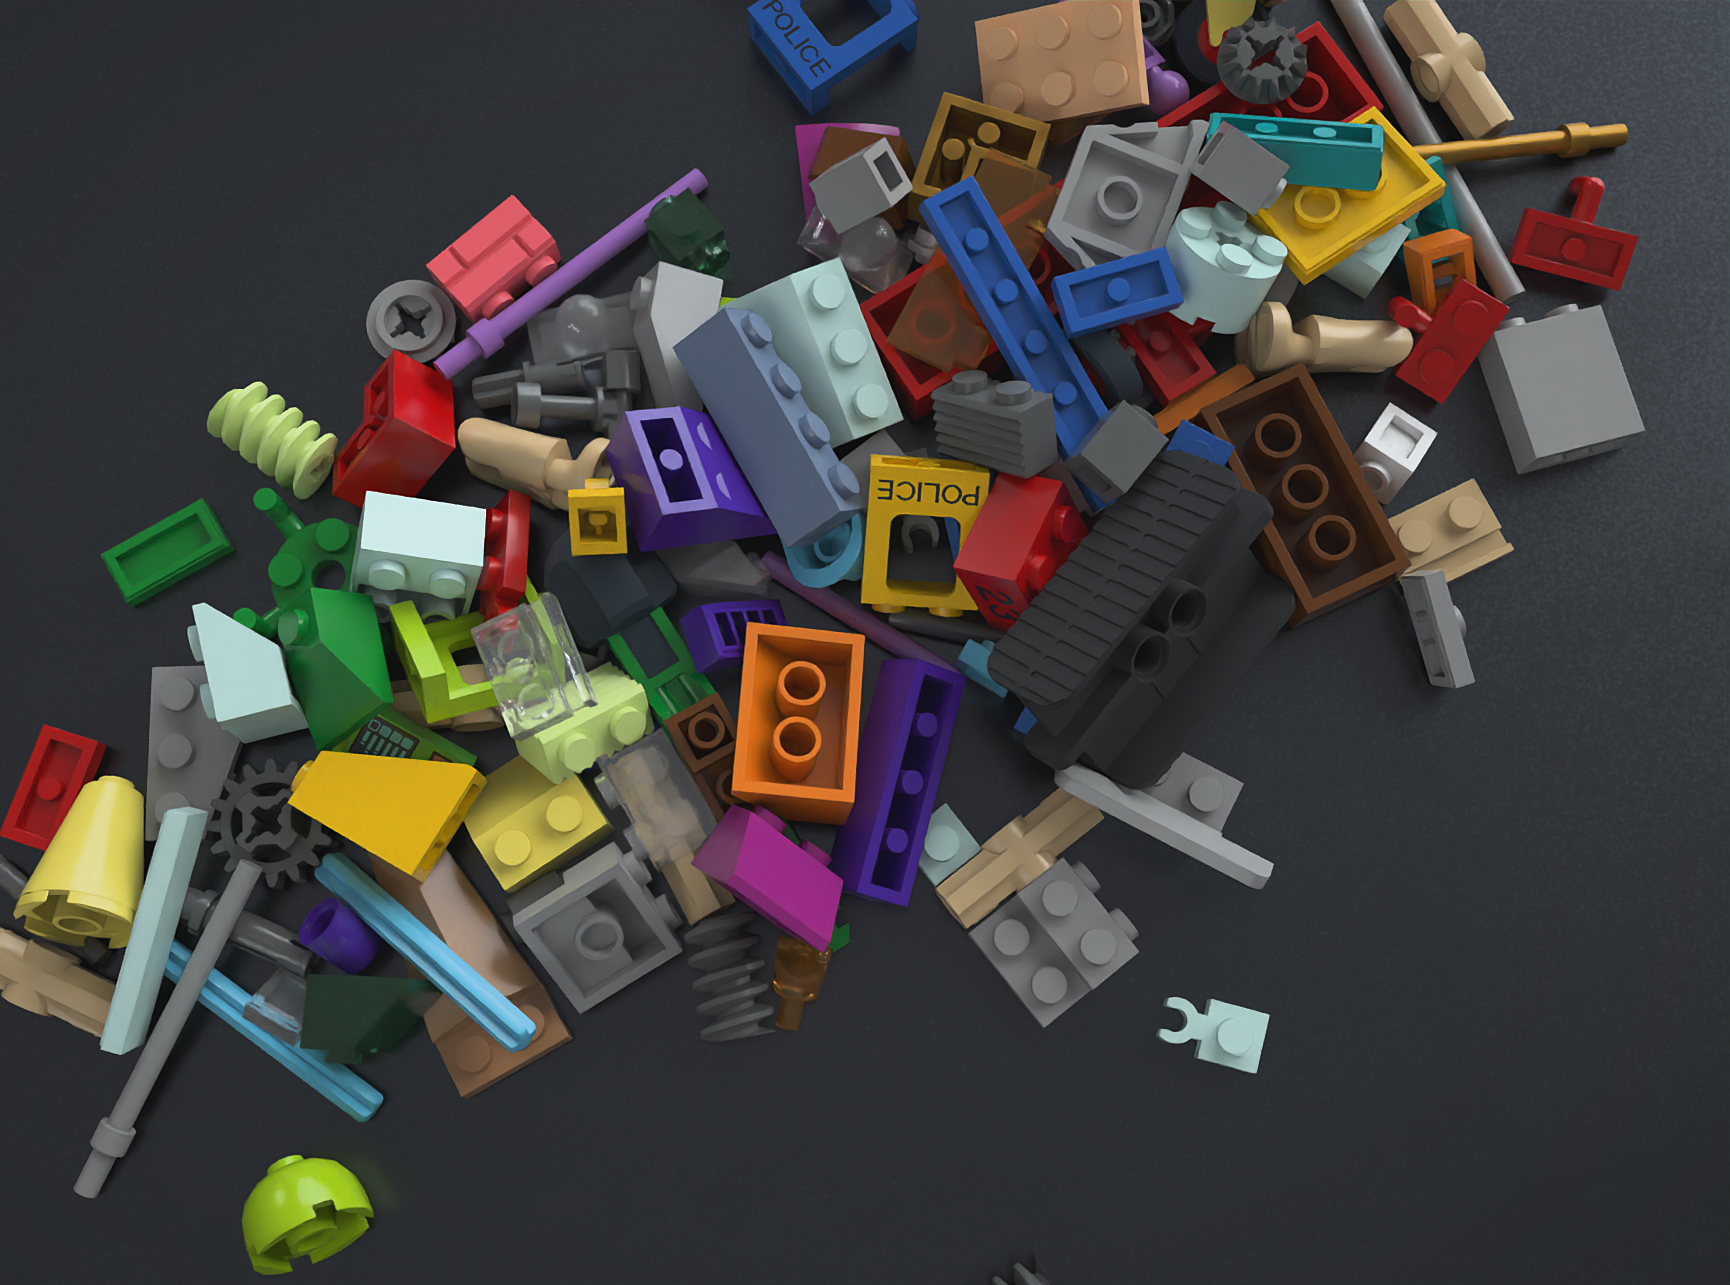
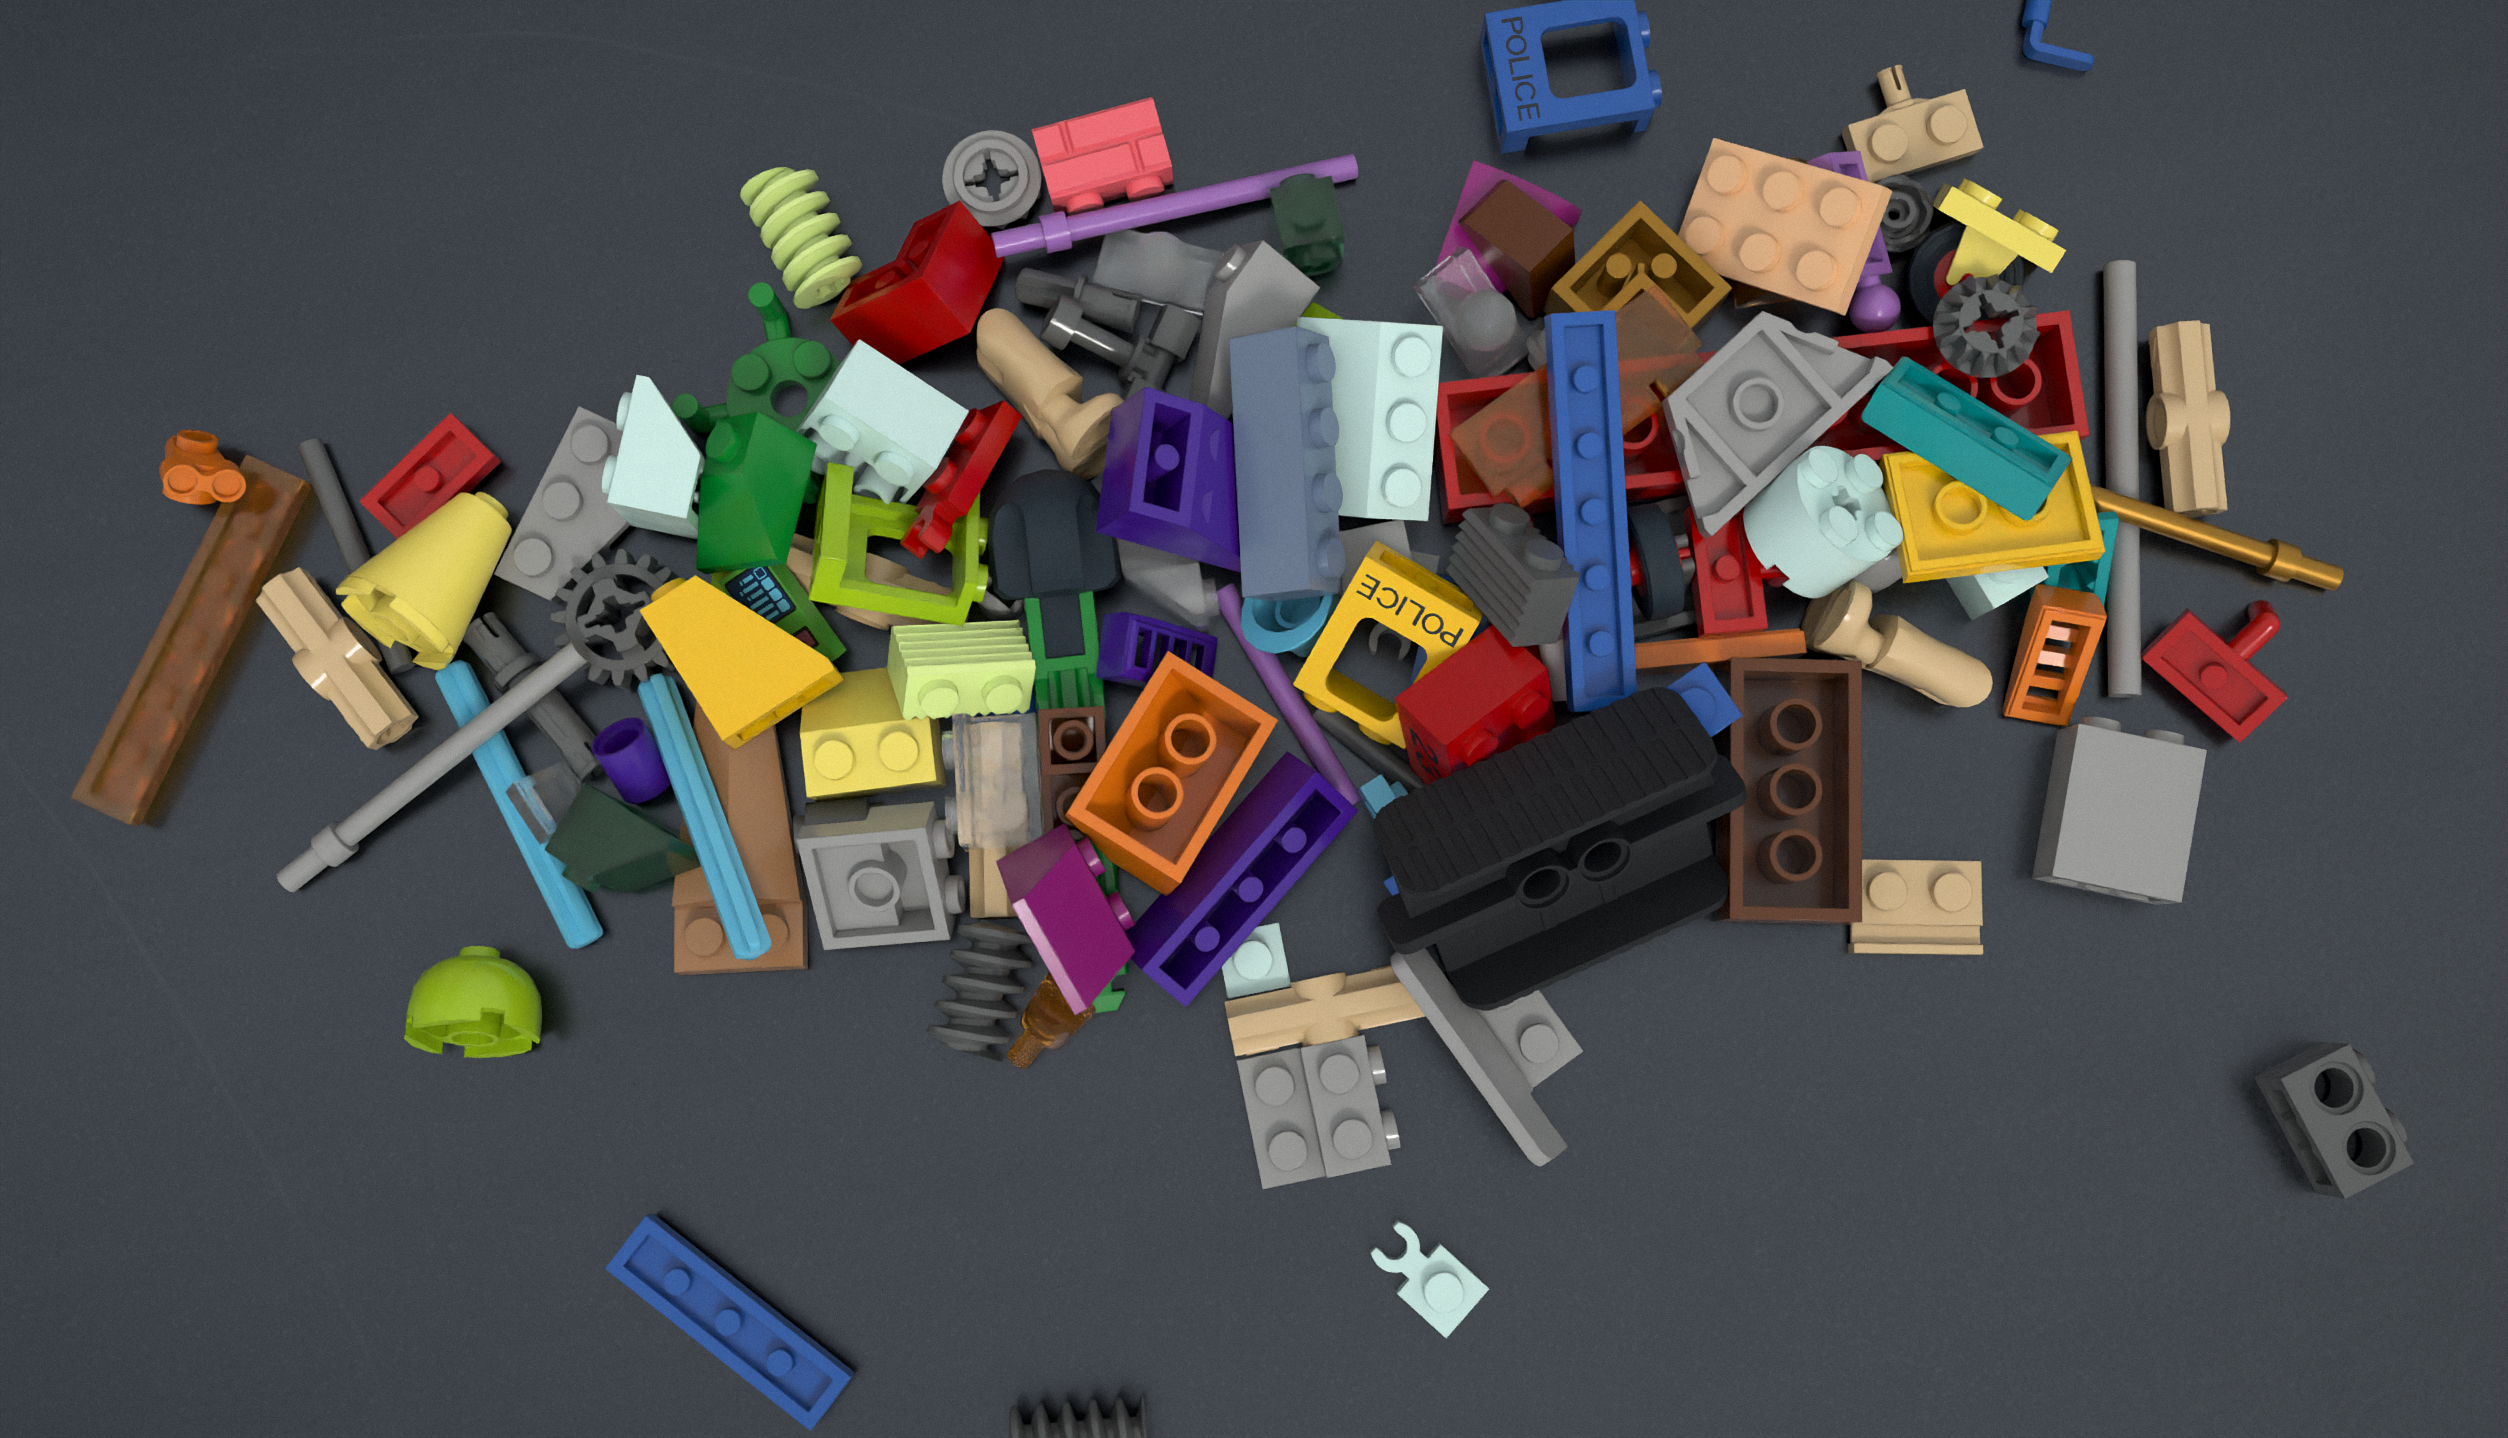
camera: 30 degrees right, 5 degrees up
(153, 929) = (460, 667): light aqua tile -> none
(167, 552) = (646, 297): green tile -> none
(533, 667) = (935, 595): clear plate -> none
(597, 518) = (1067, 479): yellow piece -> none
(860, 186) = (1501, 262): light grey brick -> none
(1116, 292) = (1701, 501): blue plate -> none
(1116, 451) = (1617, 663): dark grey brick -> none
(1241, 169) = (1894, 435): light grey brick -> none
(1392, 451) = (1910, 793): white bracket -> none
(1438, 628) = (1859, 996): light grey plate -> none
(1447, 337) = (2028, 705): red plate -> none

